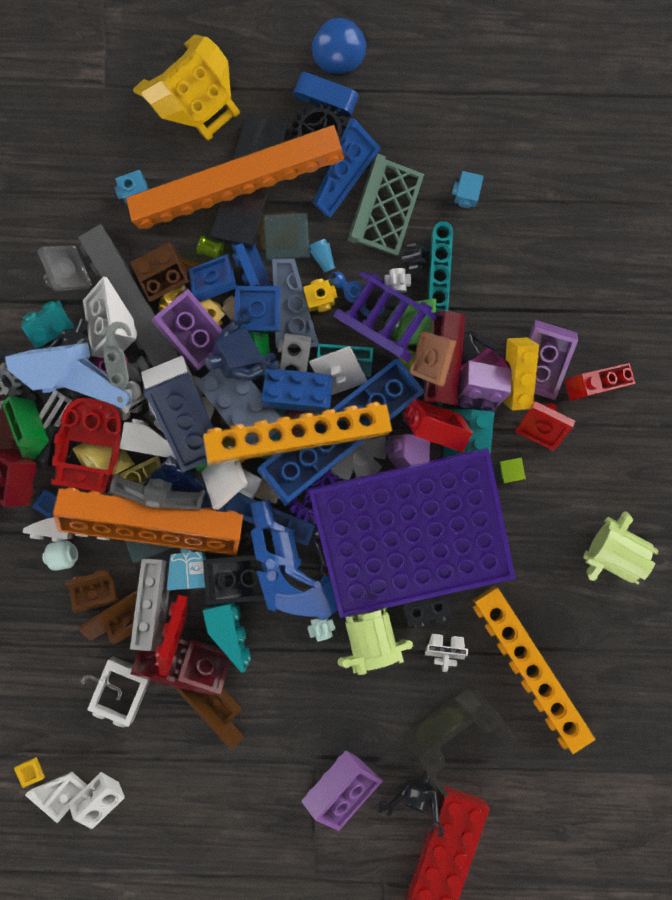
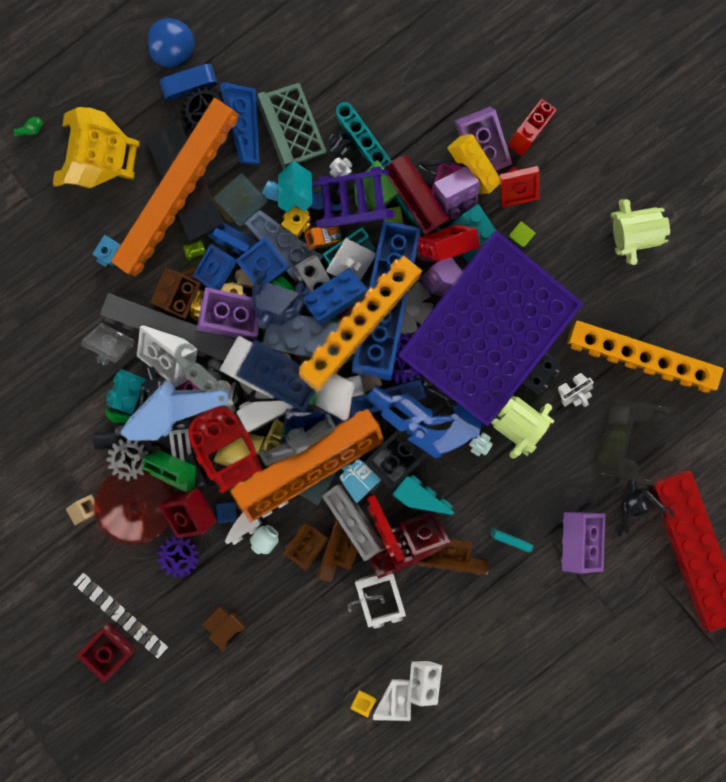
camera: 35 degrees left, 0 degrees up
(20, 339) = (117, 416): none -> green tile
(154, 23) = (31, 127): none -> green animal
(277, 737) = (511, 540): none -> teal tile
(332, 329) = (323, 237): none -> orange leg
(342, 264) = (294, 187): none -> teal piece
(432, 357) = (408, 200): nougat tile -> none
(467, 189) = (337, 69): dark azure brick -> none

